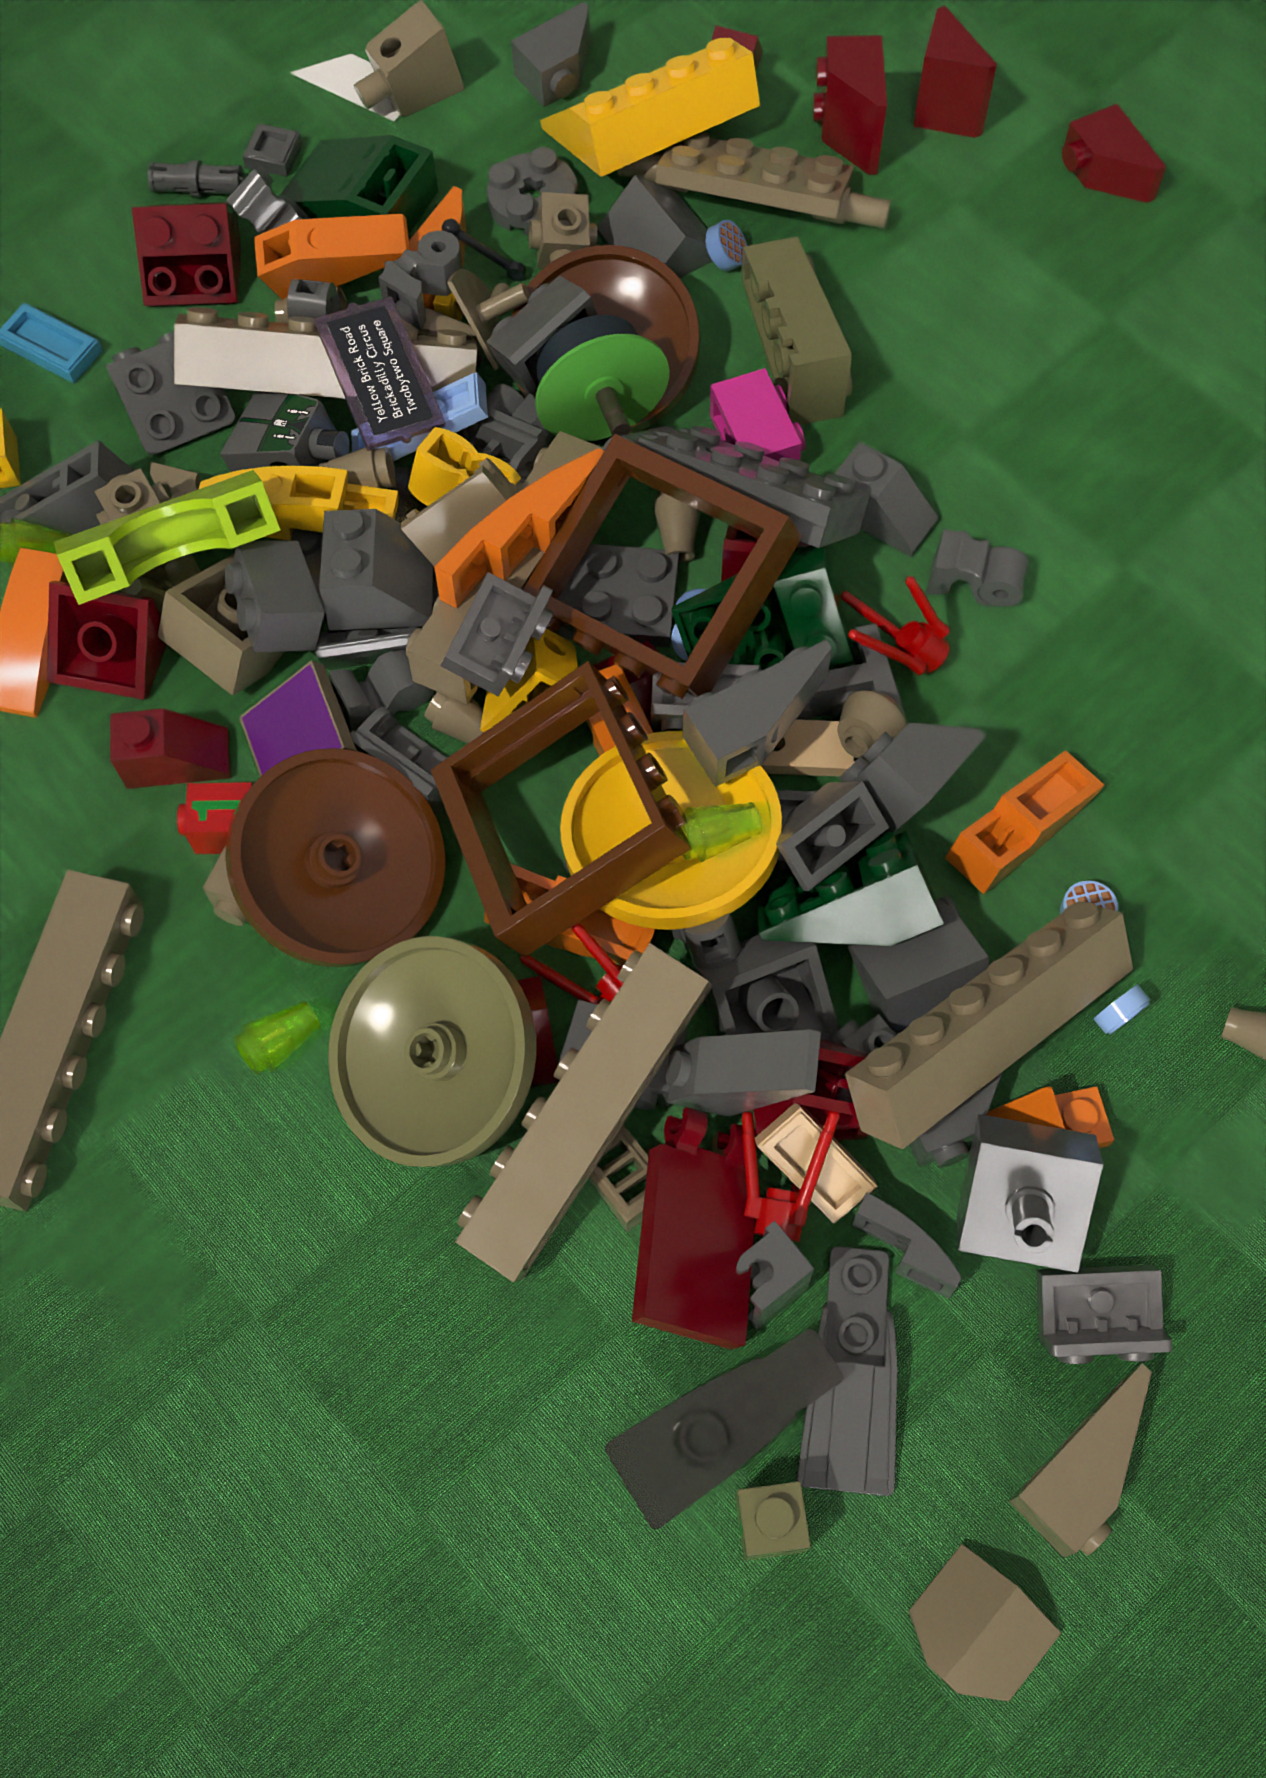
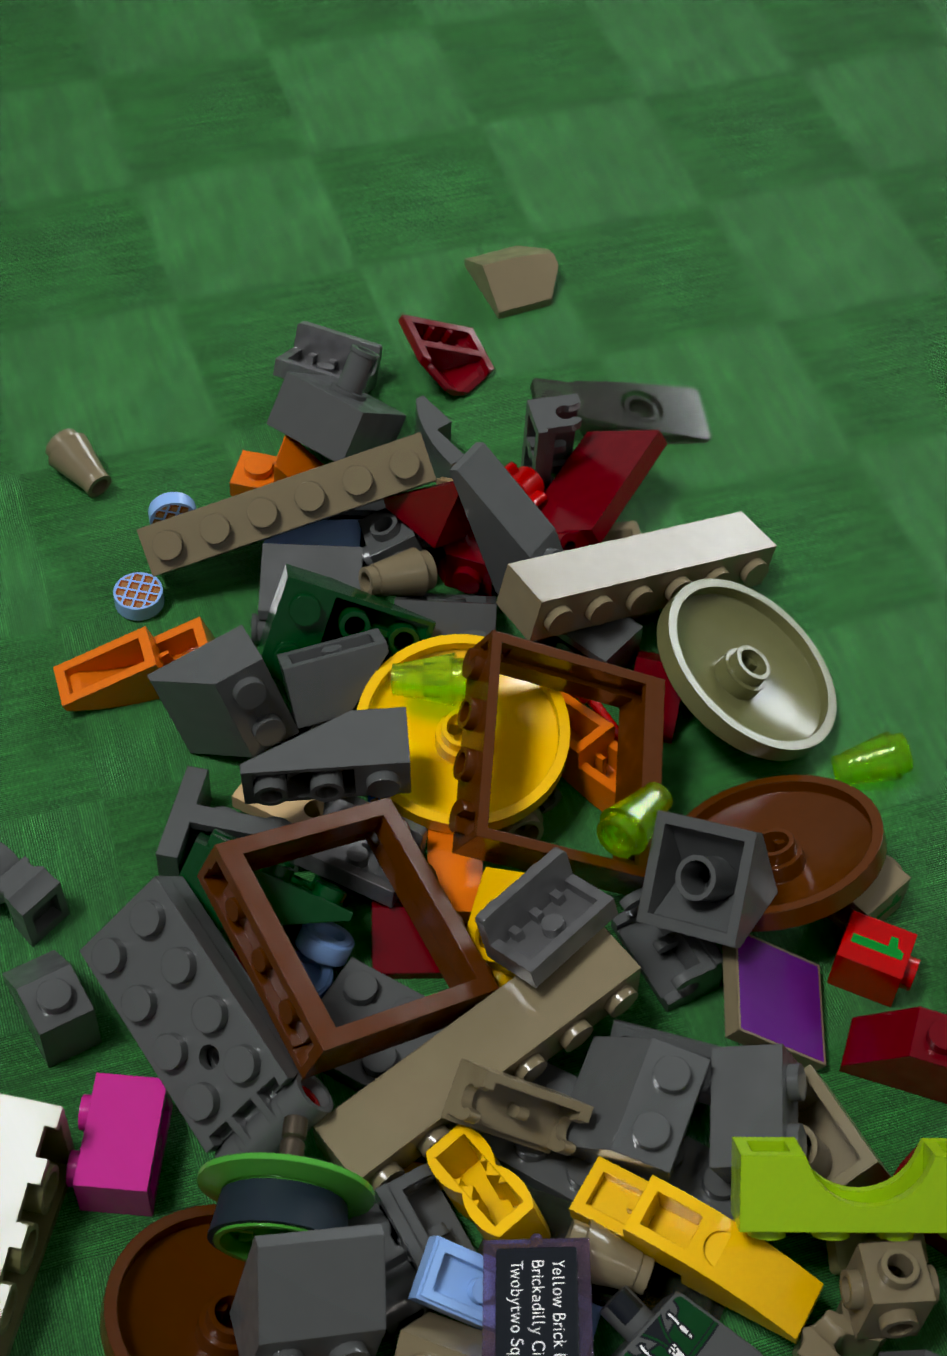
camera: 160 degrees left, 15 degrees down
(379, 753) = (706, 879): none -> dark grey slope
(386, 685) = (696, 1019): dark grey leg -> none
(464, 773) = (630, 823): none -> clear neon green cone
(513, 530) = (438, 1036): orange slope -> none
(772, 1521) = (619, 348): olive brick -> none
(832, 993) = (401, 574): none -> dark tan cone
(852, 1428) = (502, 409): dark grey piece -> none
(865, 718) = (222, 754): dark tan cone -> none
(919, 644) = (124, 839): red plant -> none
(979, 1411) = (448, 353): none -> dark red slope
(1086, 1474) = (409, 290): dark tan slope -> none

